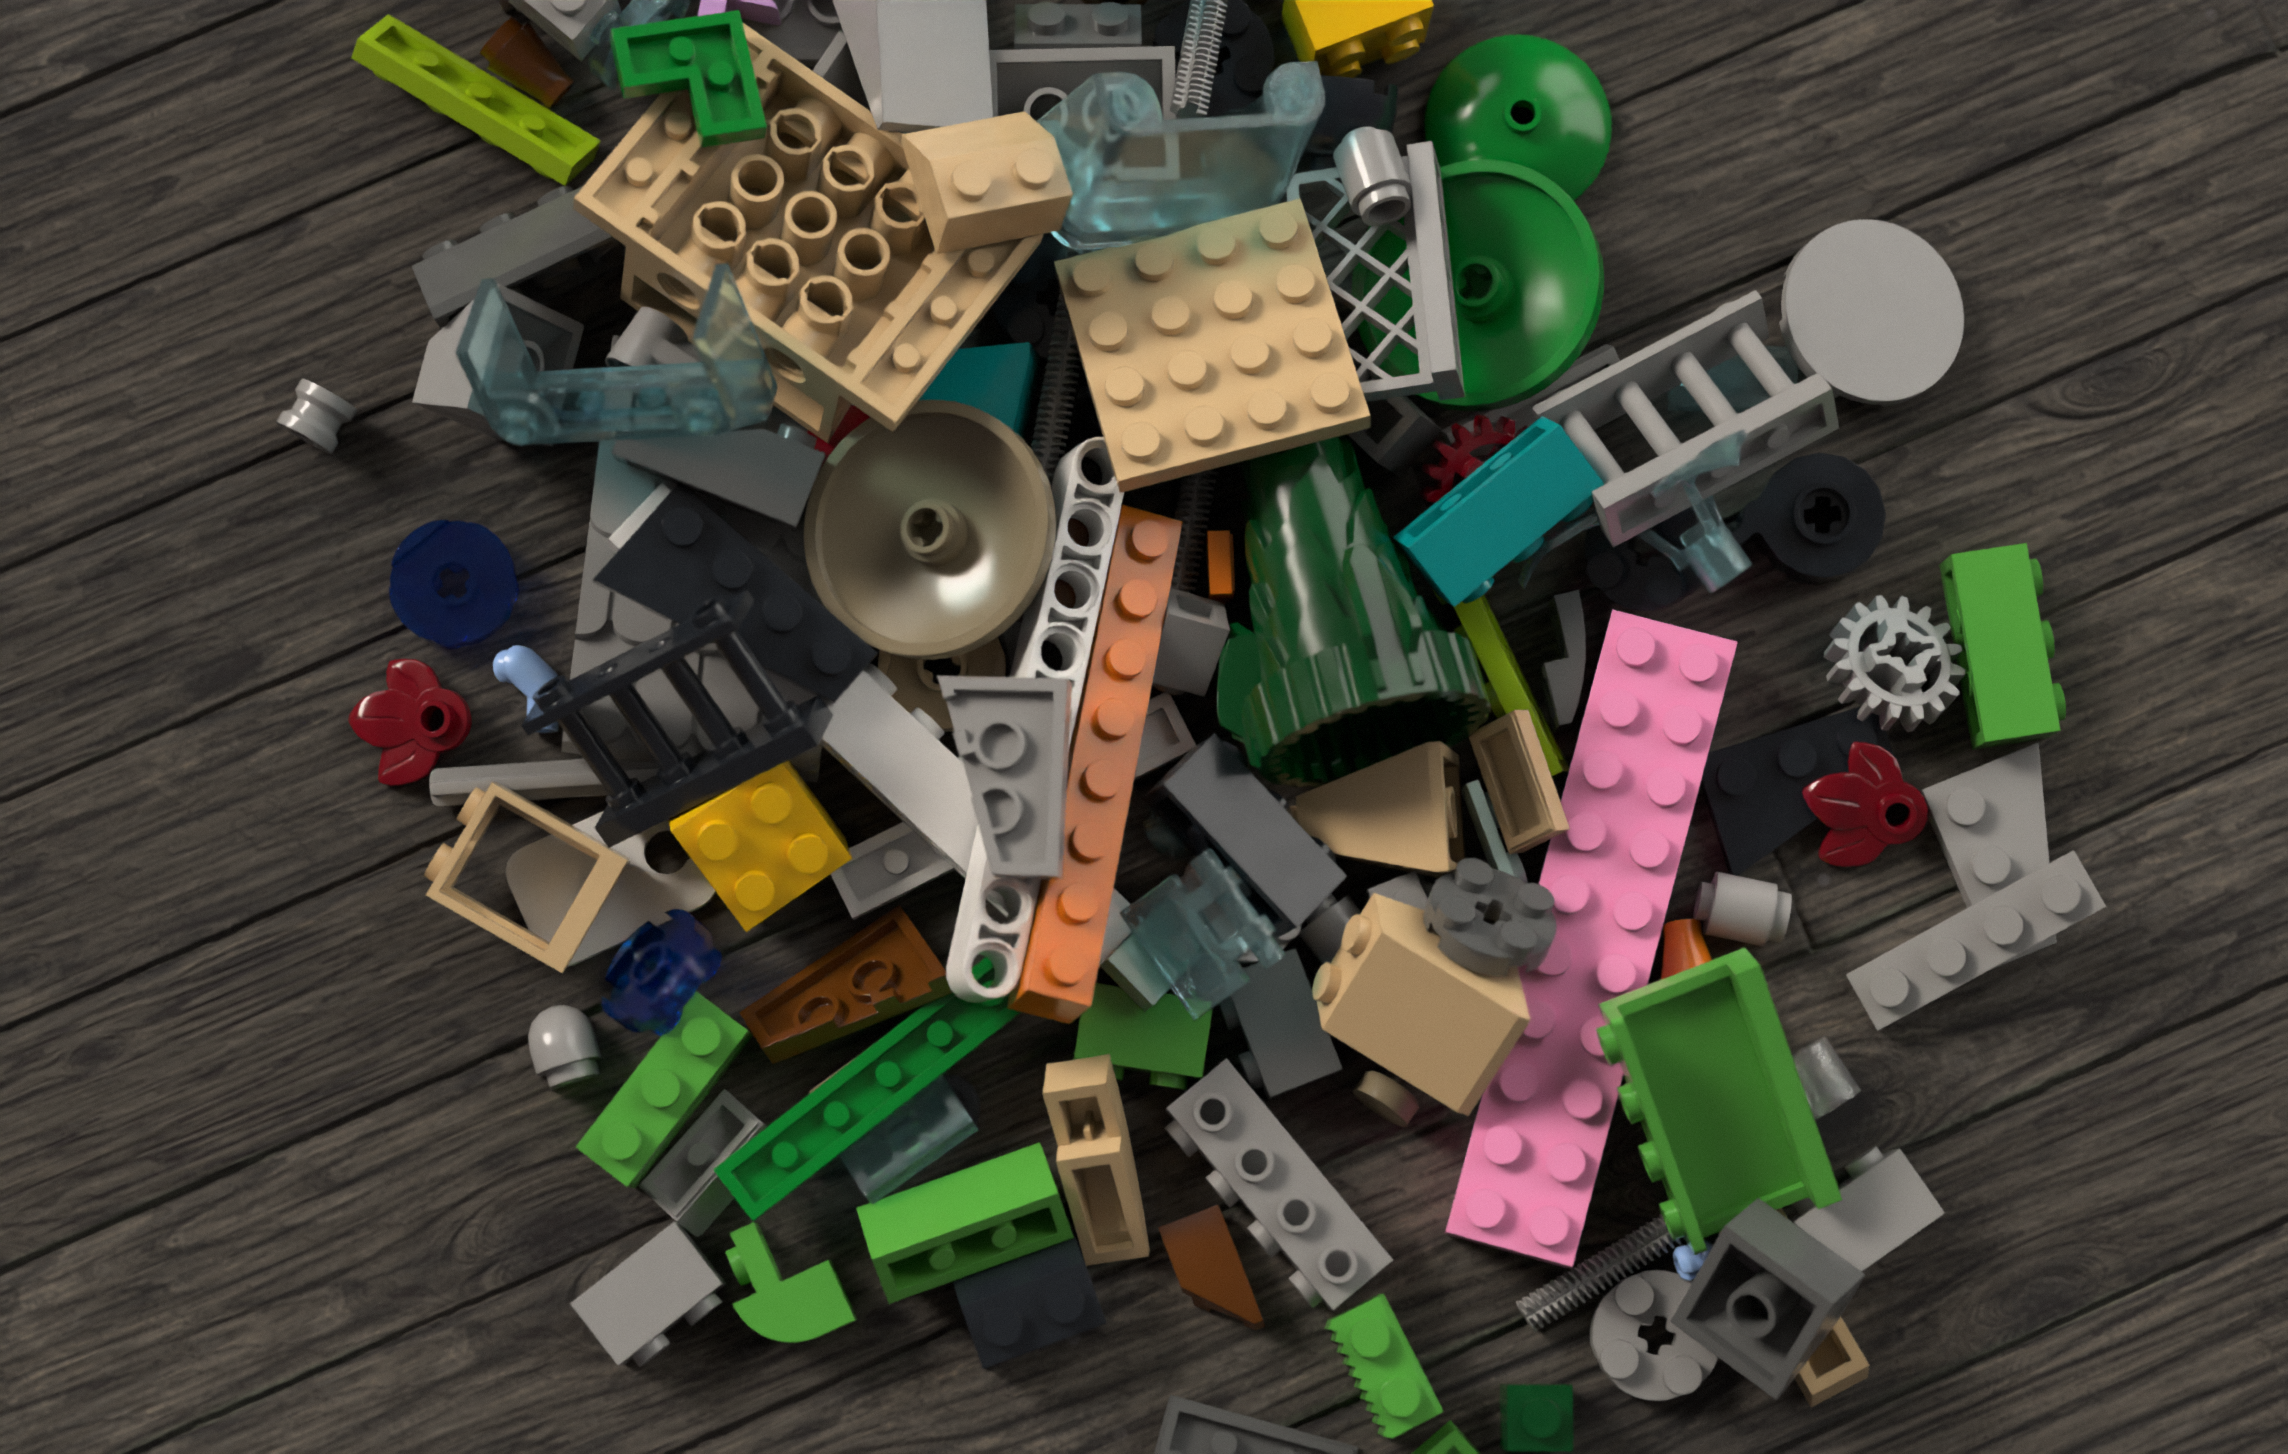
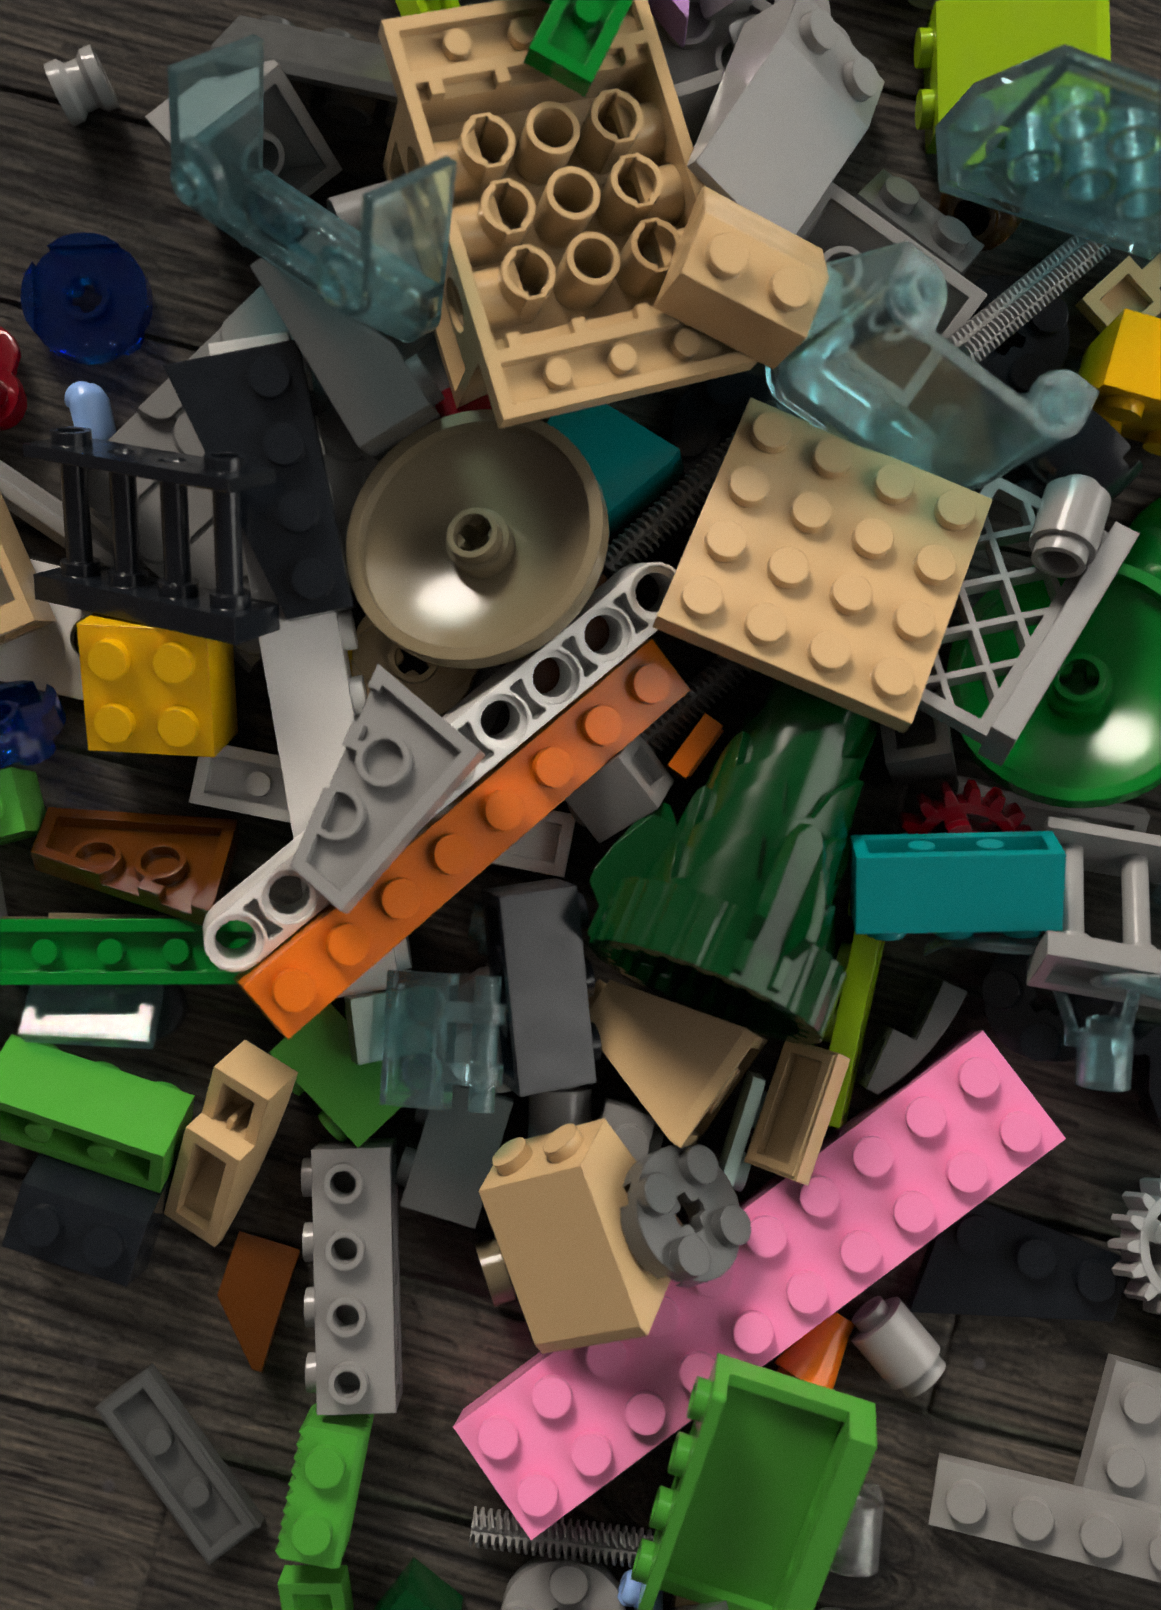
camera: 45 degrees right, 5 degrees up
(1857, 804) = (1056, 1334): dark red plate -> none

